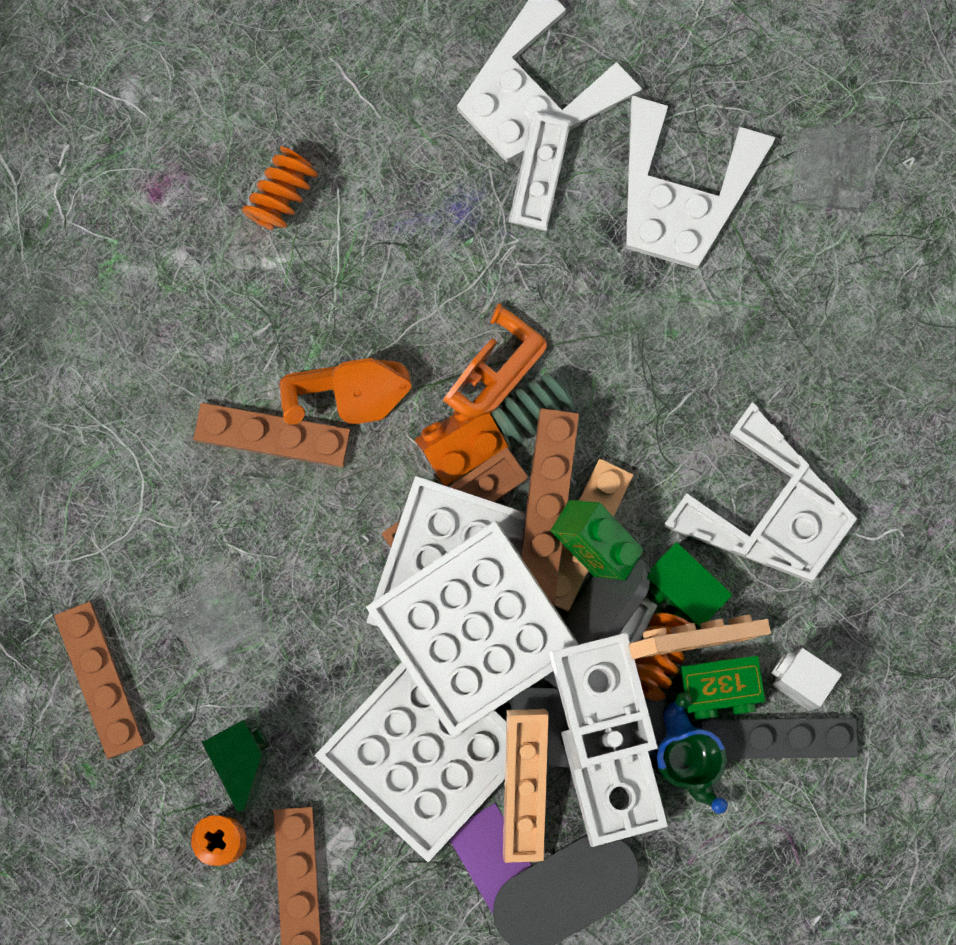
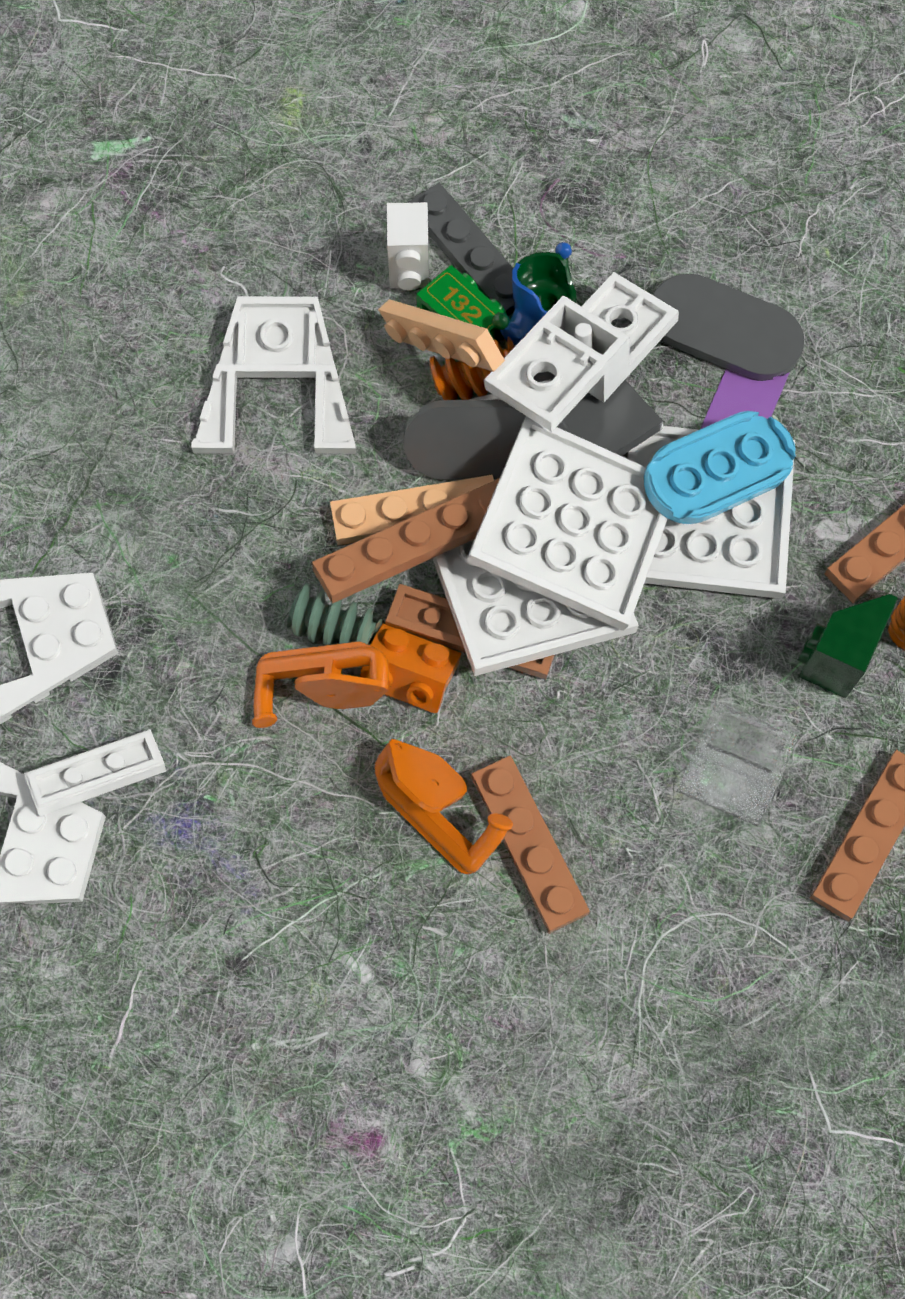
camera: 125 degrees left, 10 degrees down
(279, 189) = (284, 1005): orange piece -> none
(442, 777) = (719, 467): none -> medium azure tile
(525, 785) = (670, 398): light nougat plate -> none
(597, 540) = (415, 475): green brick -> none
(686, 586) = (397, 390): green brick -> none

